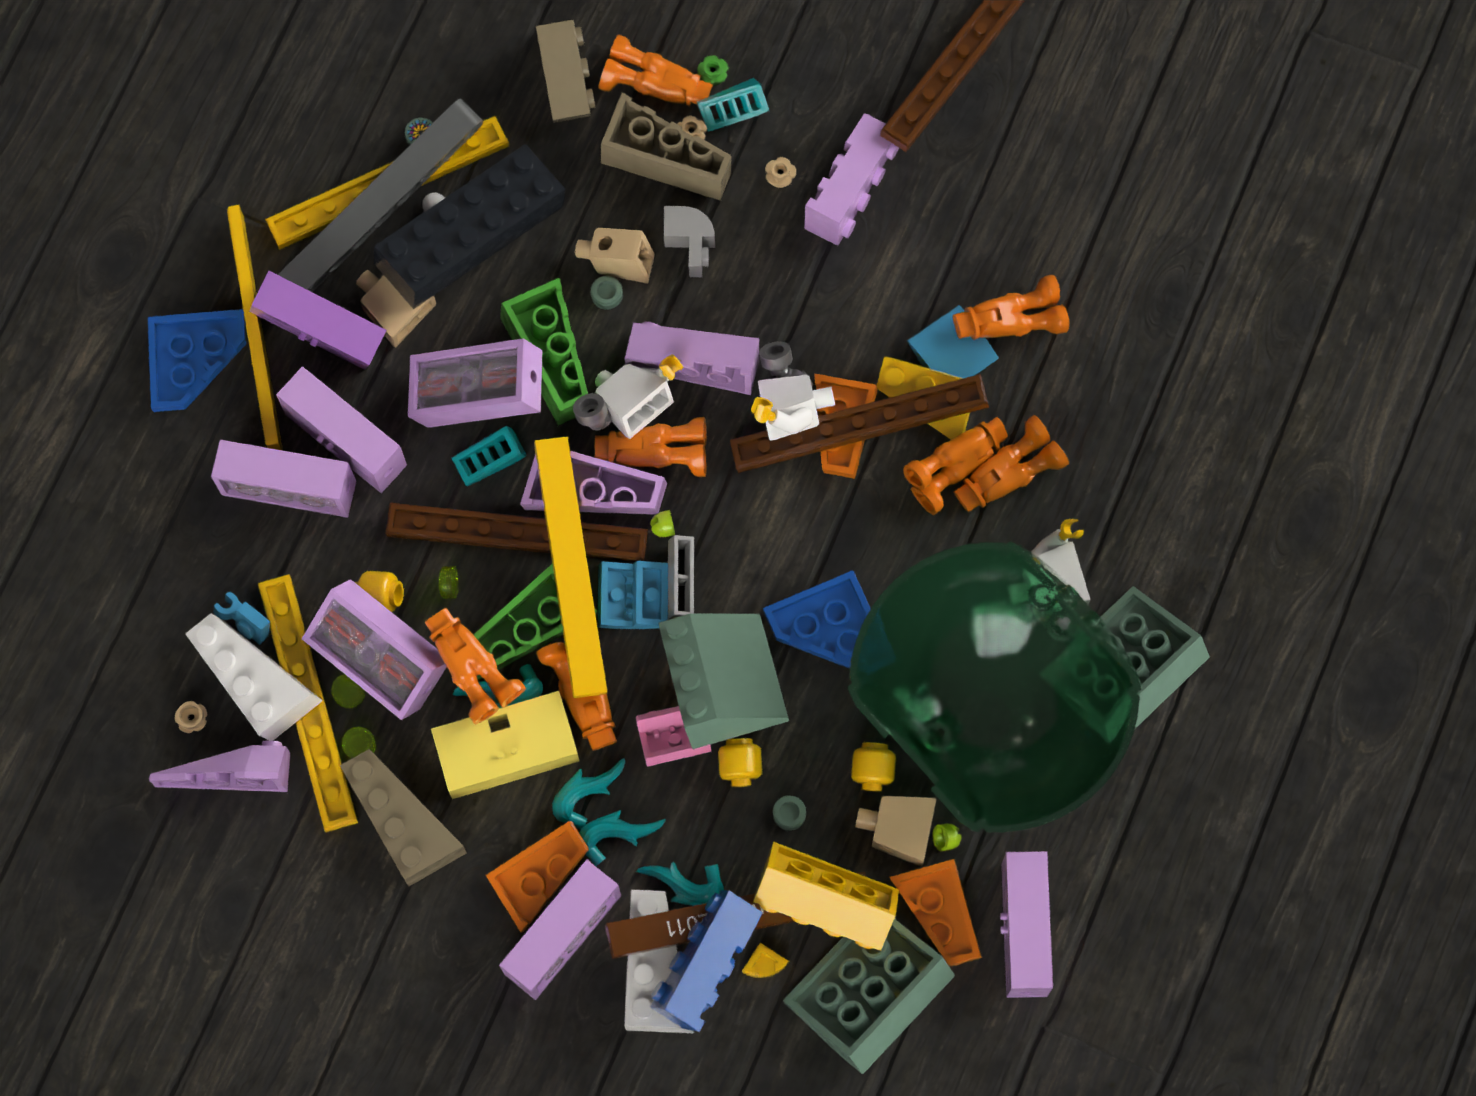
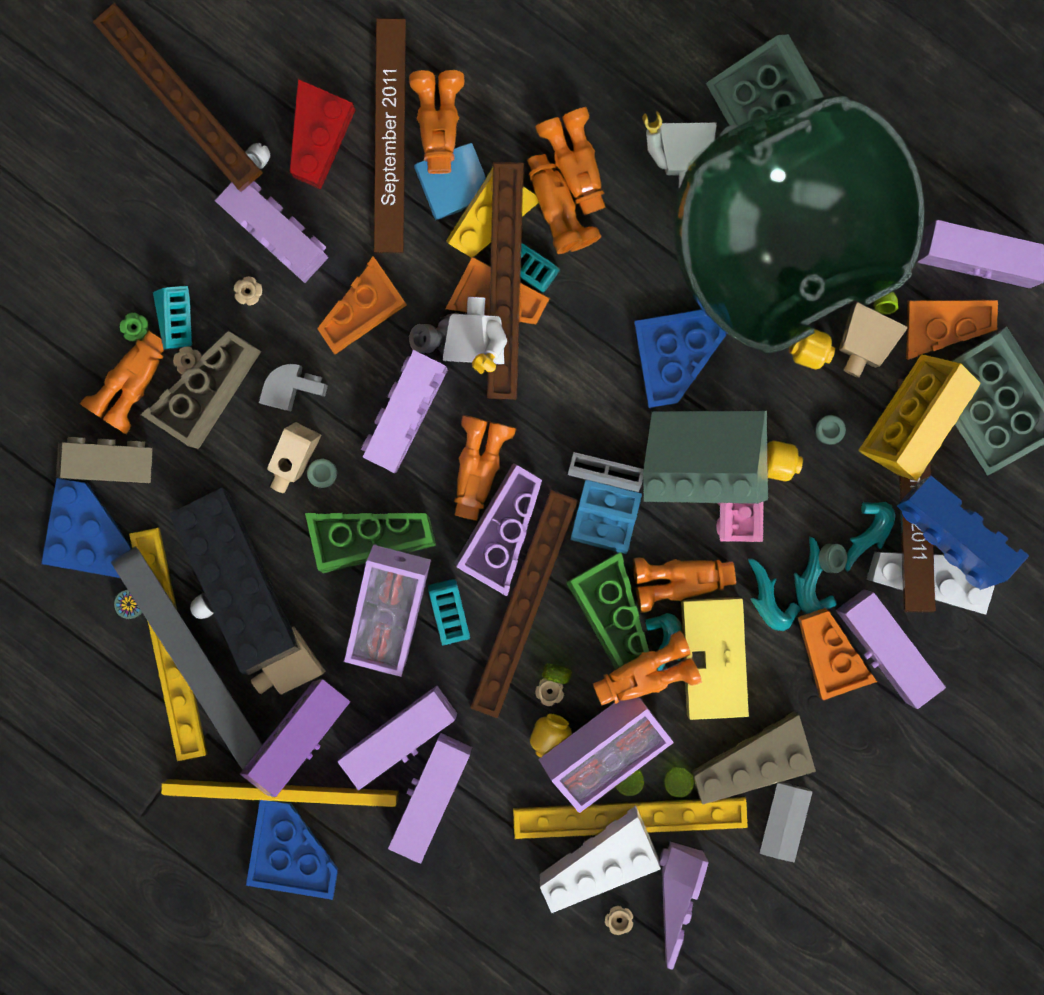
camera: 80 degrees left, 15 degrees up
(247, 619) = (550, 853): dark azure plate -> none
(340, 867) = (786, 821): none -> light grey piece
(421, 576) = (549, 699): none -> tan plate
(487, 68) = (82, 531): none -> blue plate
(570, 567) = (578, 566): yellow tile -> none
(628, 397) = (430, 477): white torso -> none
(647, 848) = (833, 558): none -> sand green tile
(662, 524) = (550, 474): lime hinge -> none
(764, 963) = (953, 480): yellow tile -> none
(796, 293) = (362, 308): none -> orange wing
(877, 471) = (552, 271): none -> teal slope
(925, 148) = (258, 154): none -> white hinge
(963, 199) = (317, 133): none -> red wedge
(982, 275) = (390, 135): none -> reddish brown tile

